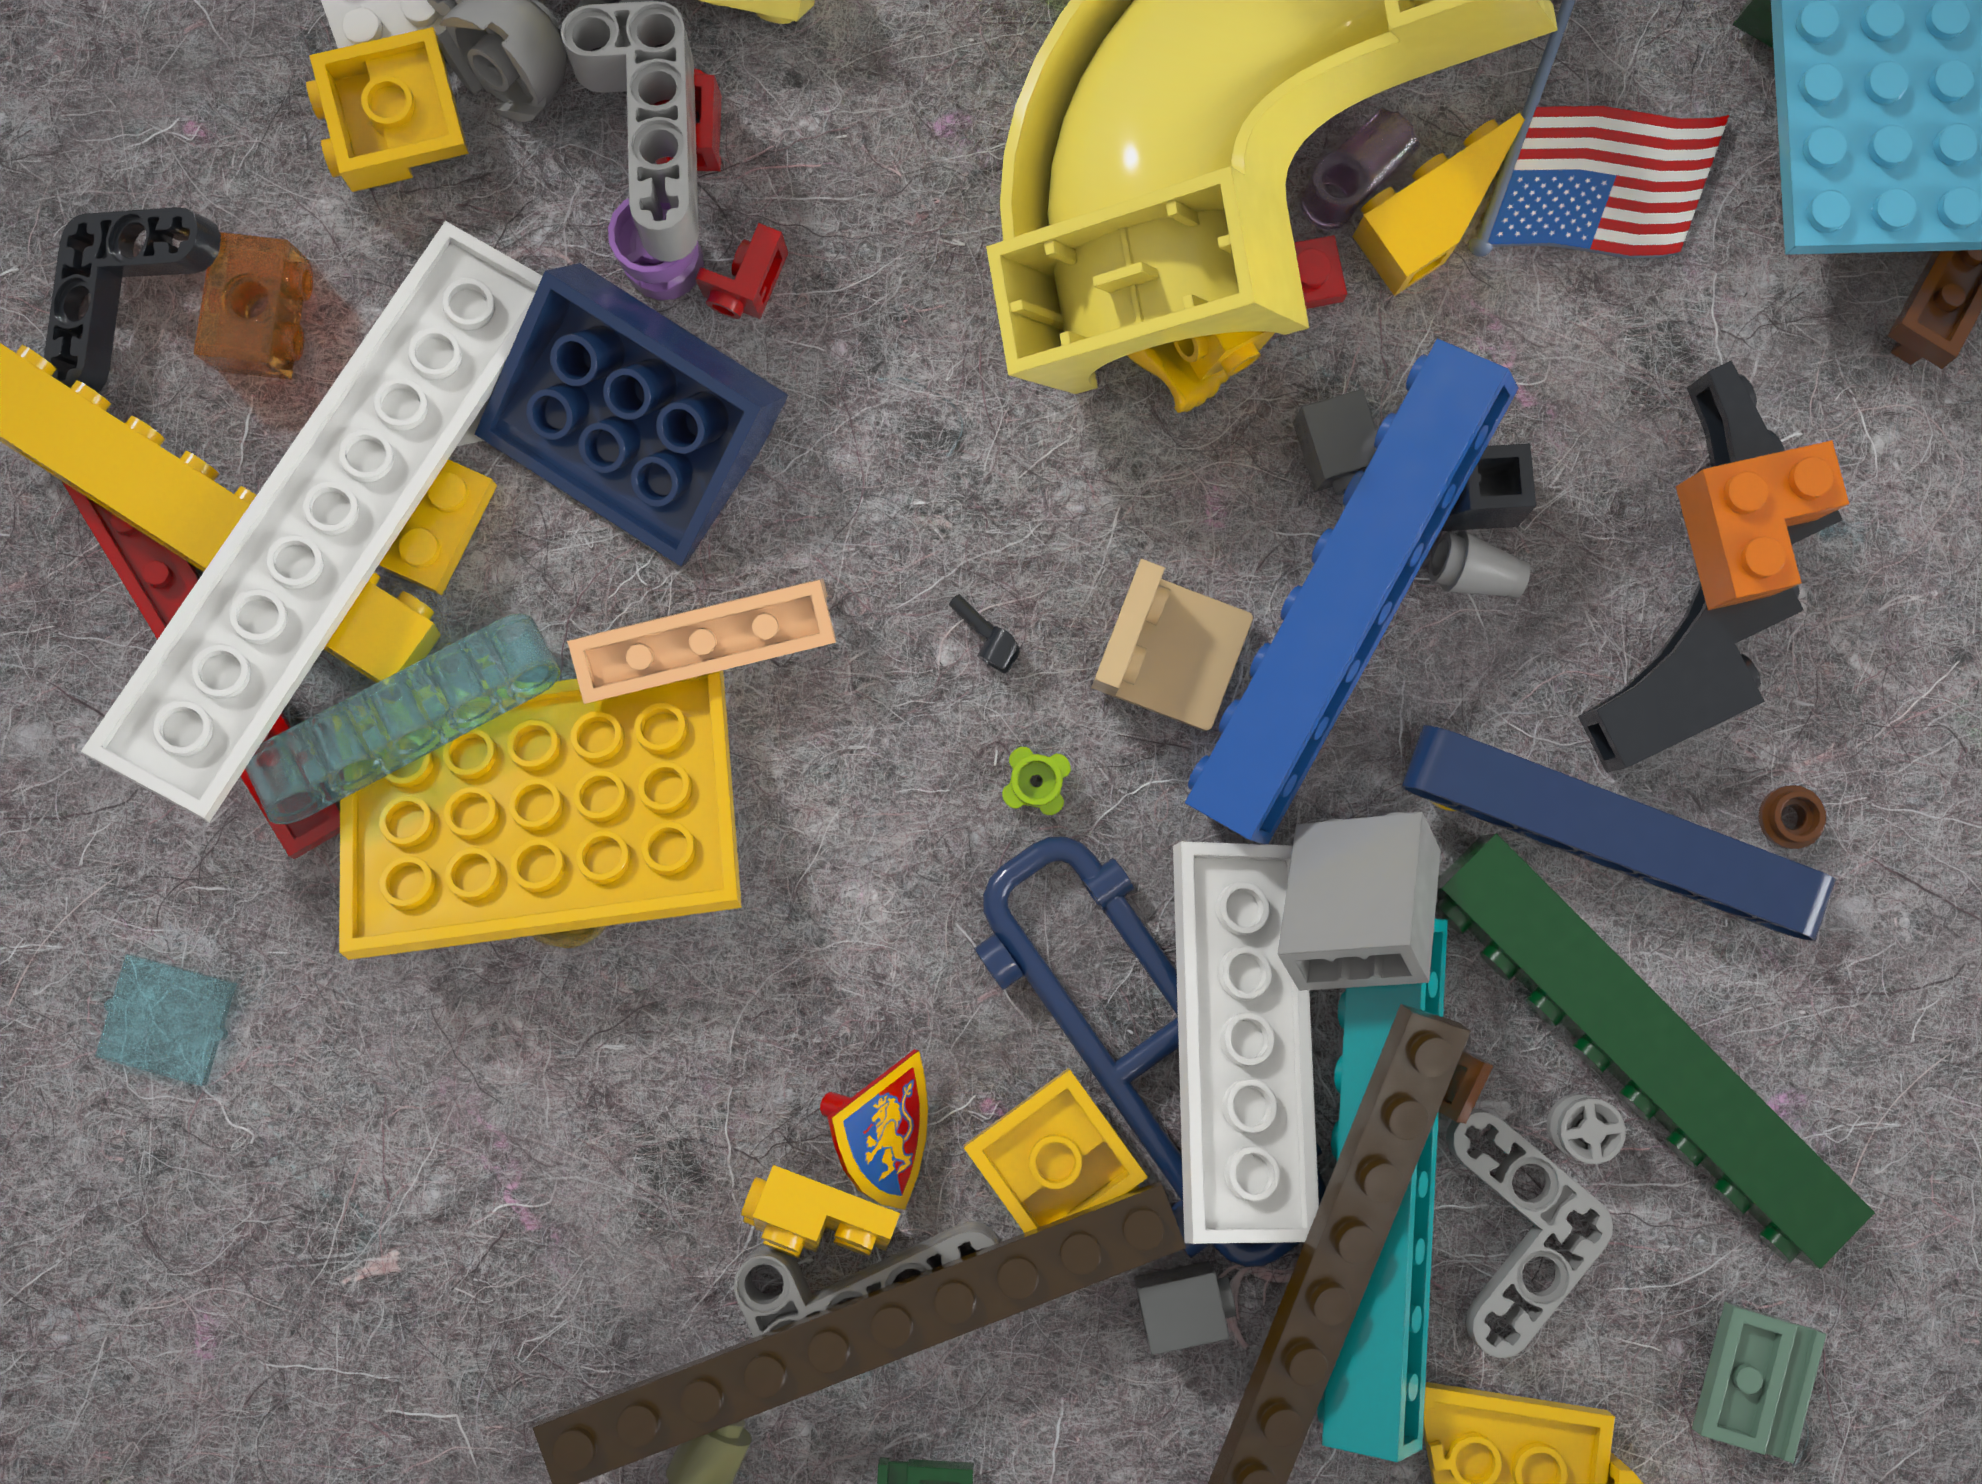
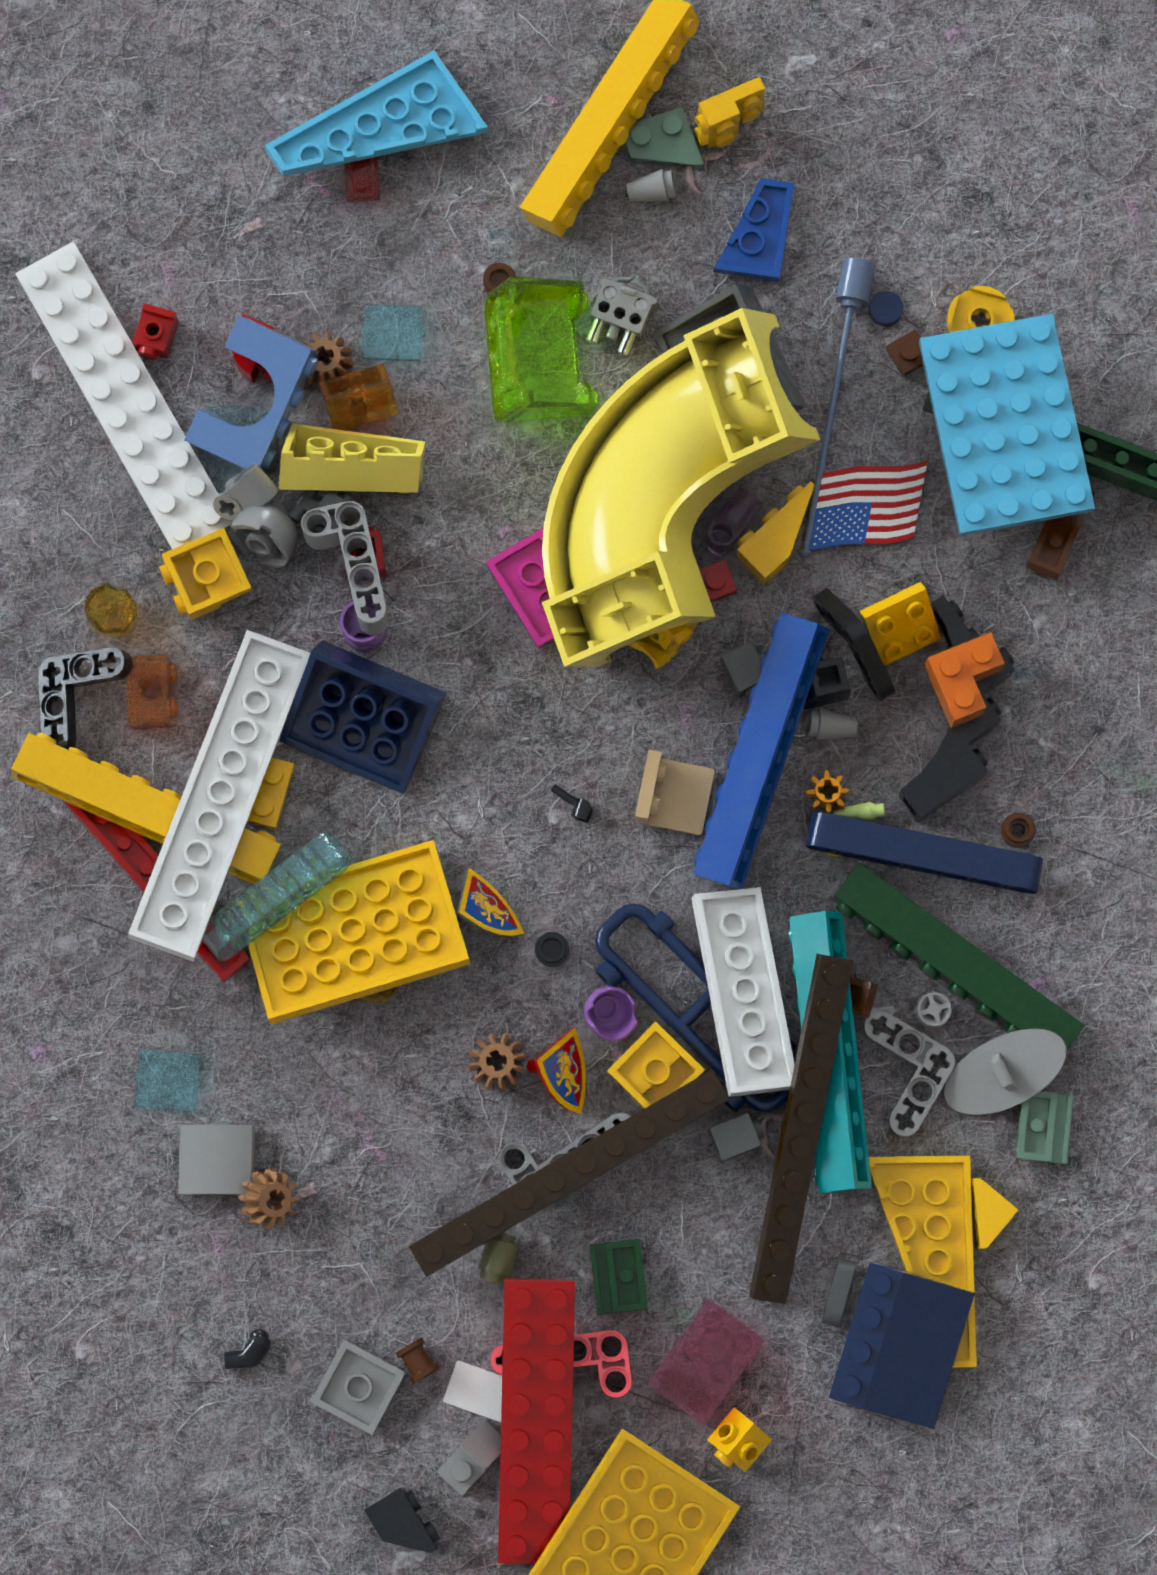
camera: 10 degrees left, 5 degrees down
(205, 146) = (110, 610): none -> clear yellow hair
(222, 1185) = (215, 1159): none -> light grey slope
(270, 1285) = (258, 1195): none -> medium nougat gear
(702, 641) = (425, 830): light nougat fence -> none
(750, 1107) = (504, 1053): none -> medium nougat gear
(756, 272) = (417, 627): red bracket -> none
(792, 803) = (486, 908): none -> shield
(797, 1210) = (532, 1113): yellow plate -> none
(901, 896) = (551, 949): none -> black plate
(960, 215) = (522, 580): none -> dark pink wing
(989, 1038) = (610, 1013): none -> medium lavender hair
(1050, 769) = (621, 870): lime plate -> none
(1361, 902) = (791, 907): light grey brick -> none
(1466, 679) = (834, 786): none -> light orange gear
(1511, 736) = (864, 811): none -> yellowish green piece
(1570, 421) = (859, 641): none -> black beam
(1642, 402) = (901, 623): none -> yellow plate
(1710, 1270) = (1005, 1071): none -> light grey shield

